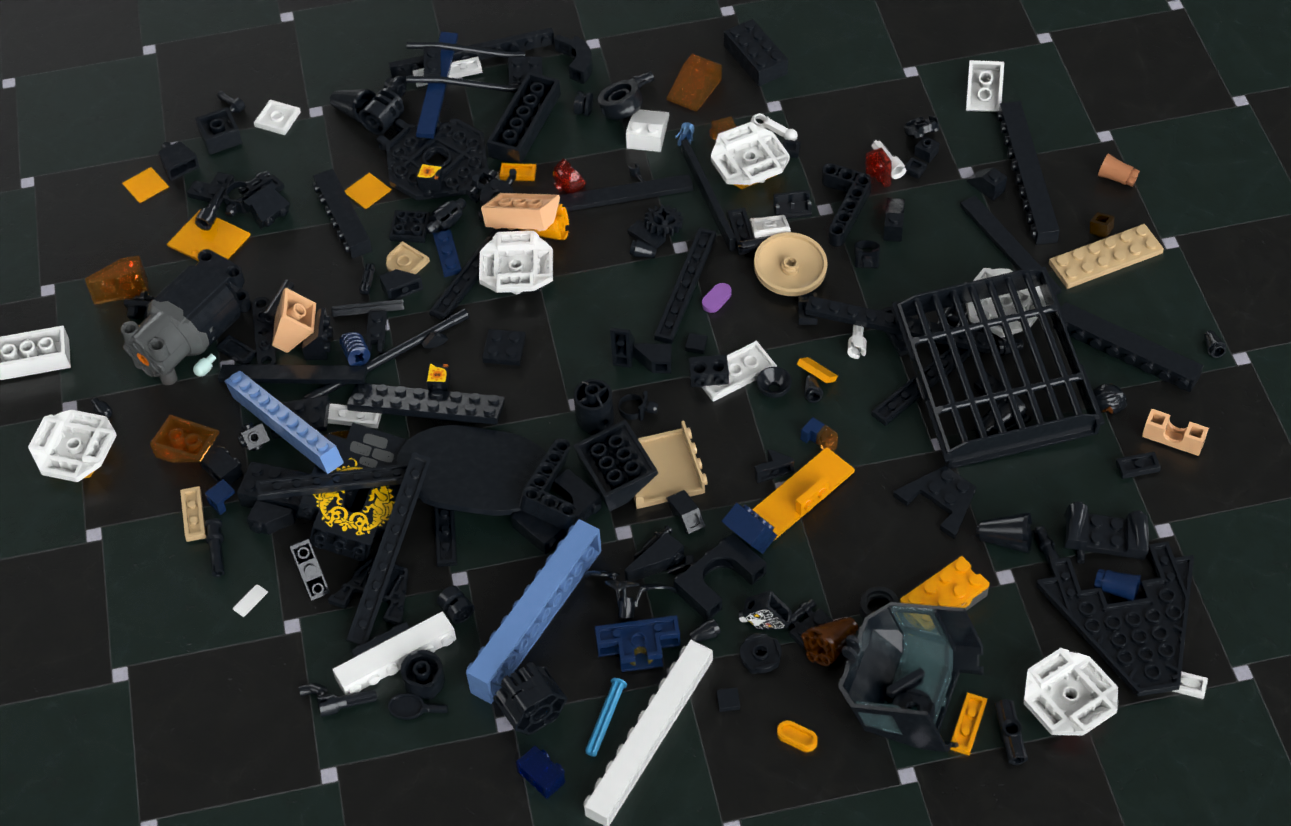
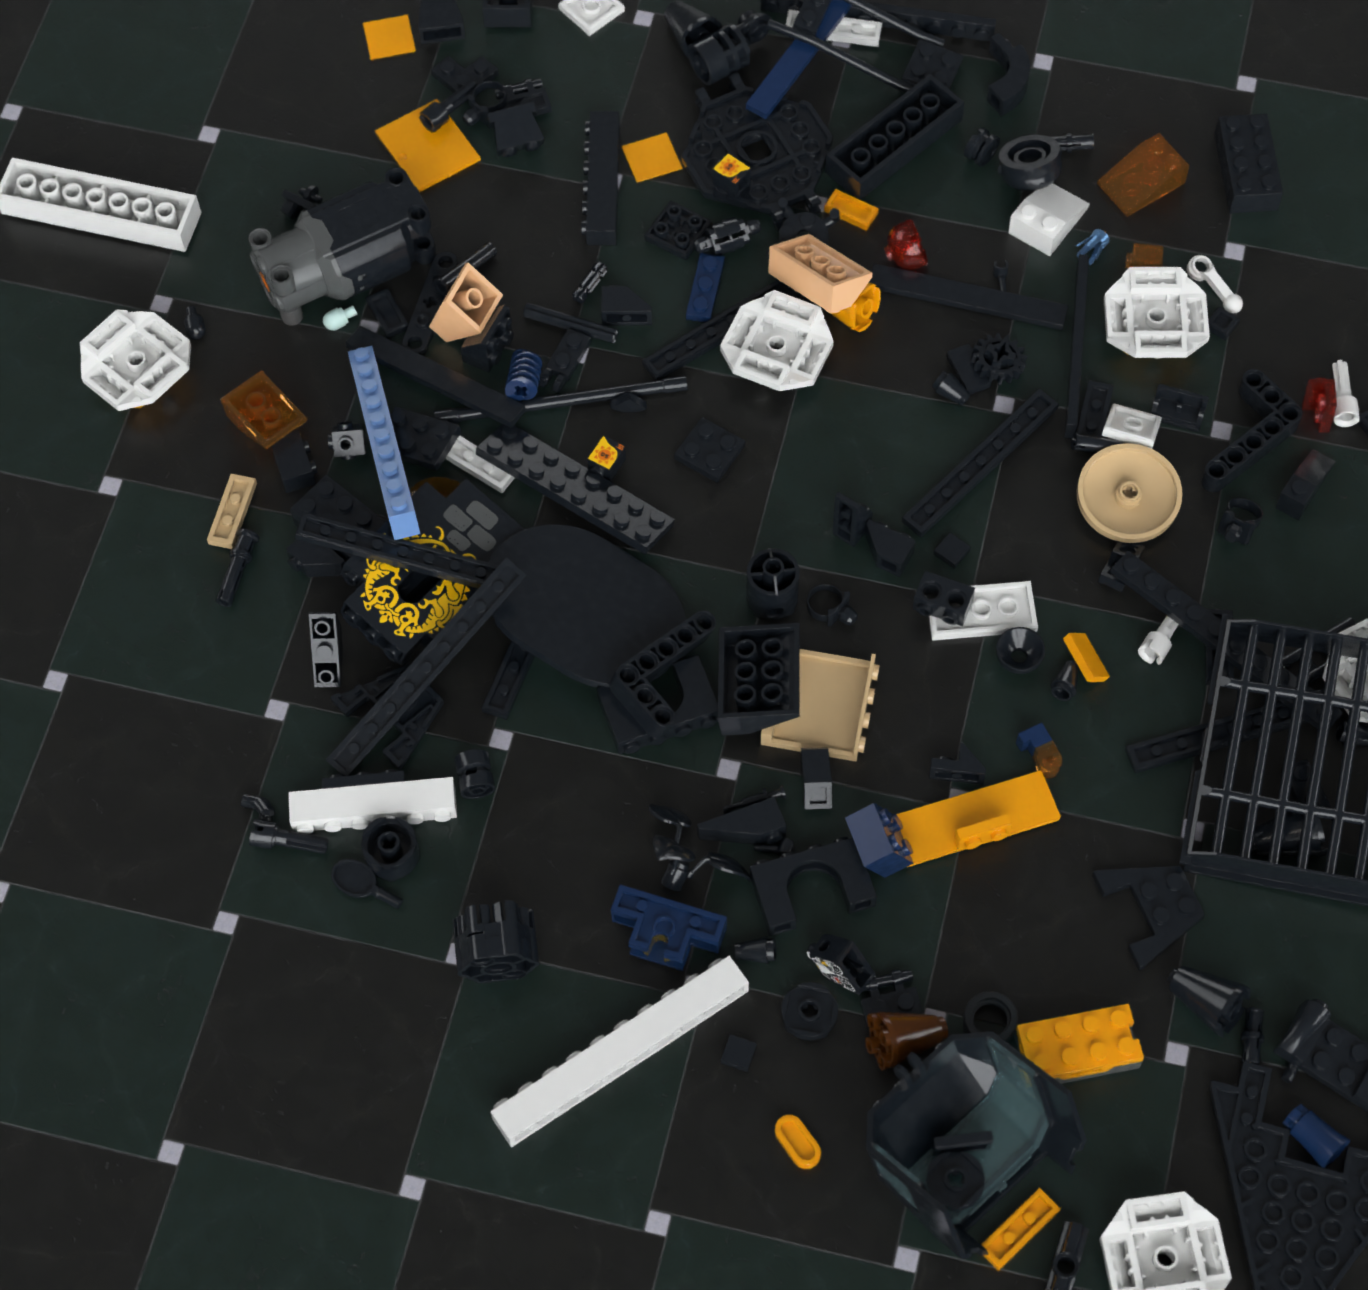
camera: 25 degrees right, 10 degrees up
(118, 281) = (291, 160): clear orange slope -> none
(218, 494) = (272, 500): dark blue panel -> none
(250, 600) = (245, 654): white sticker -> none
(406, 259) = (649, 276): tan tile -> none
(534, 610) = (562, 826): medium blue brick -> none
(541, 771) = (466, 1040): clear blue brick -> none
(605, 716) = (578, 1004): dark azure axle -> none
(716, 297) = (1011, 497): medium lavender tile -> none

